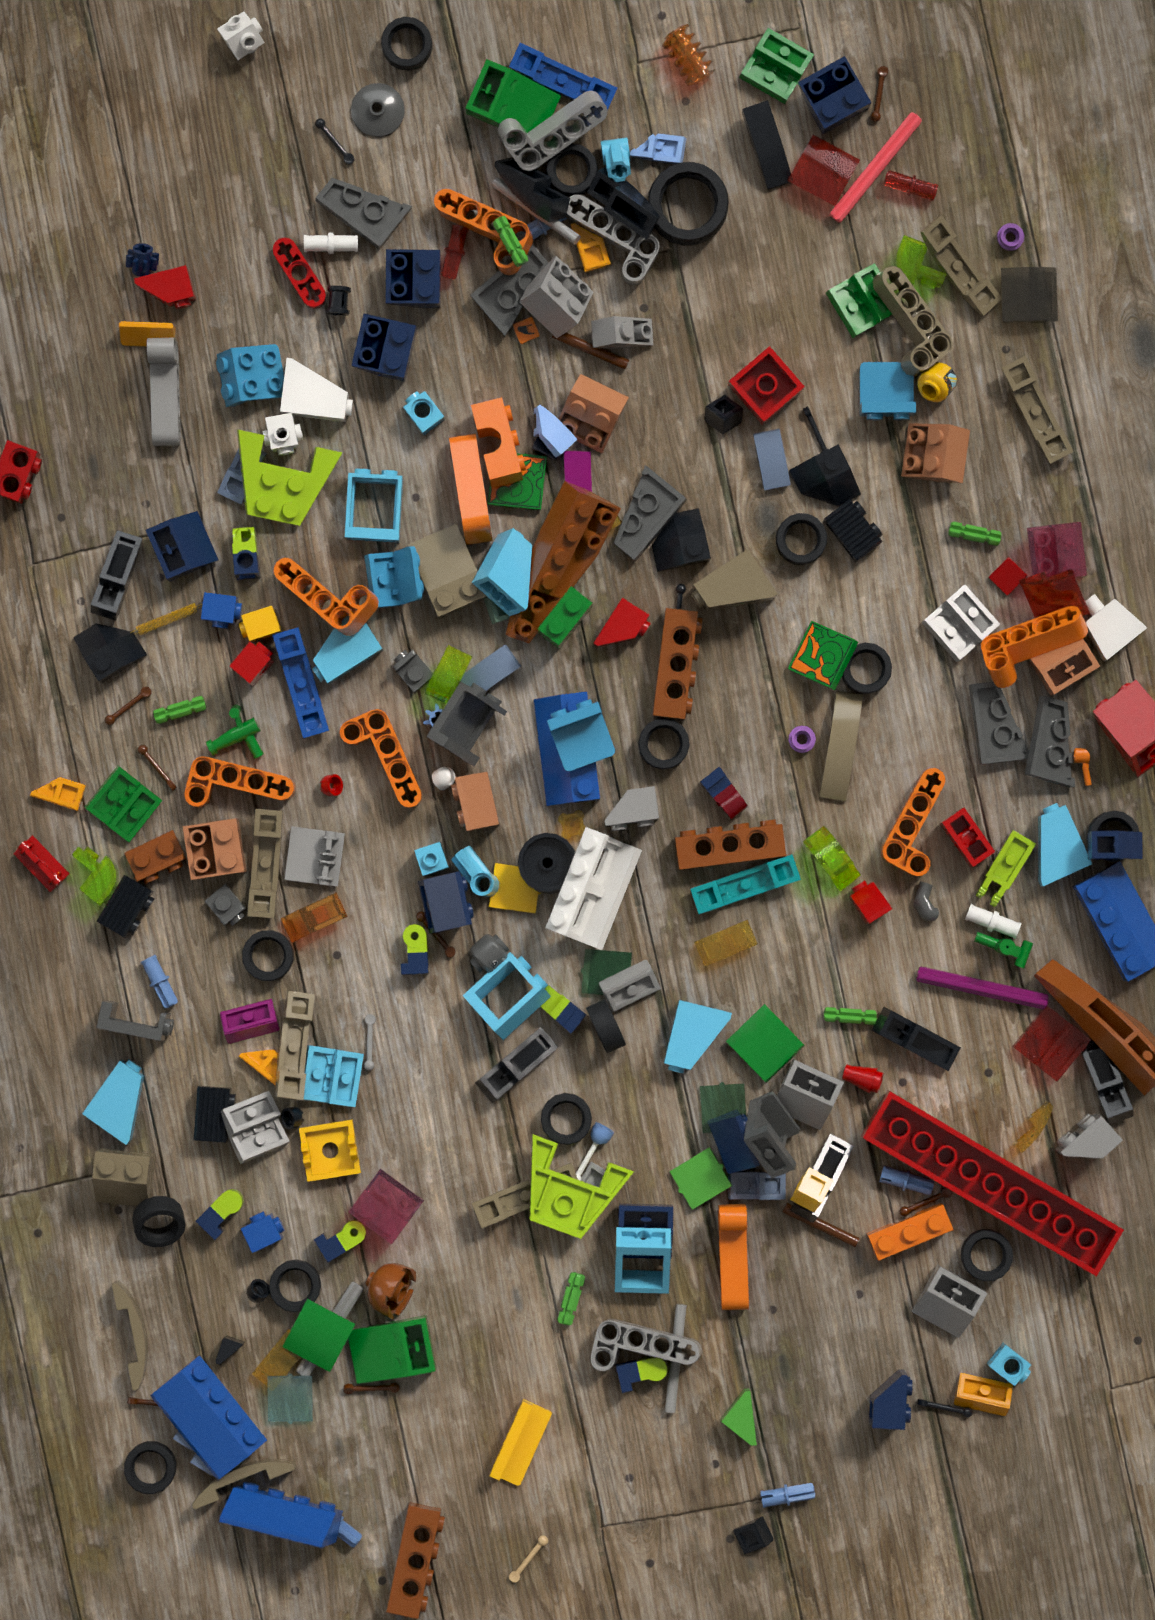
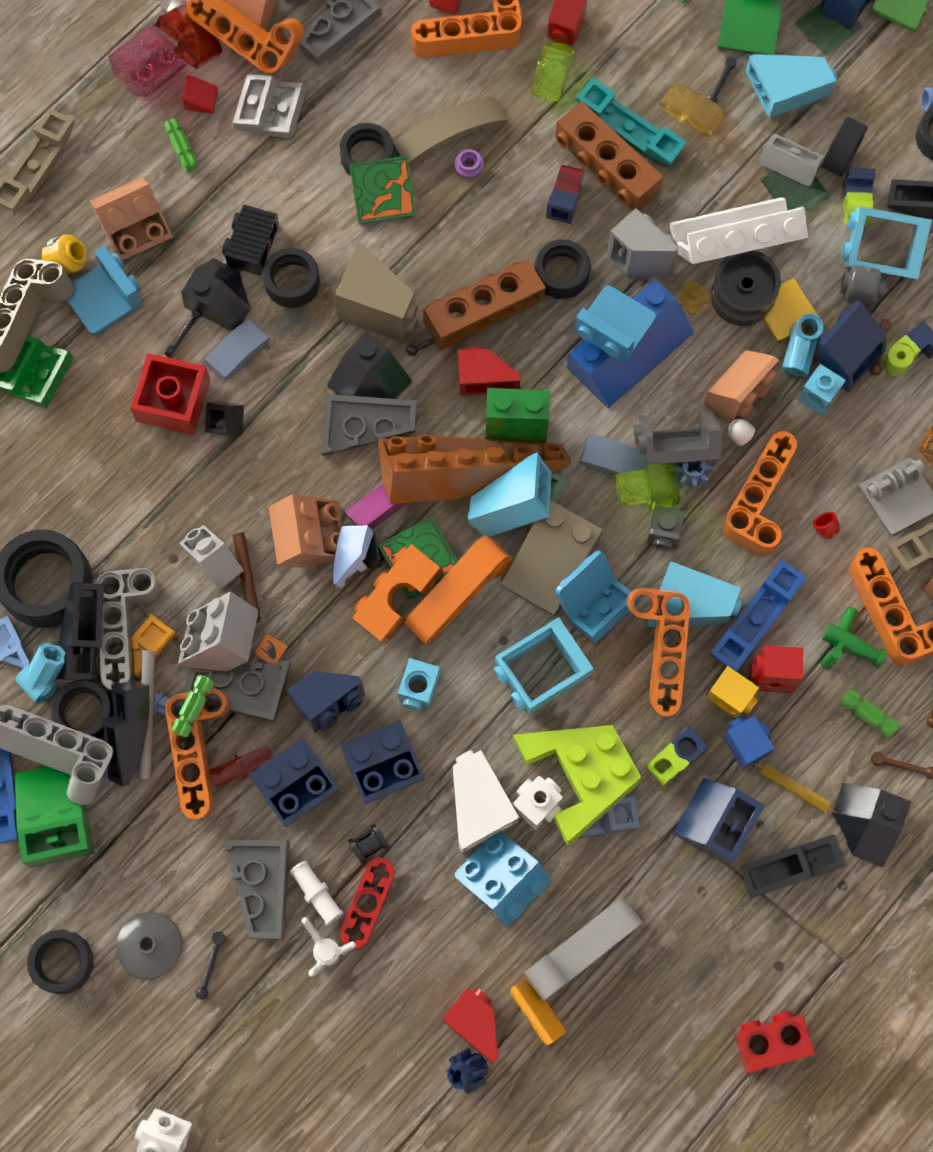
camera: 125 degrees left, 15 degrees down
(286, 221) = (325, 950): none -> white plant
(459, 338) = (325, 696): none -> dark blue slope
(745, 1005) = (730, 63): none -> black hinge

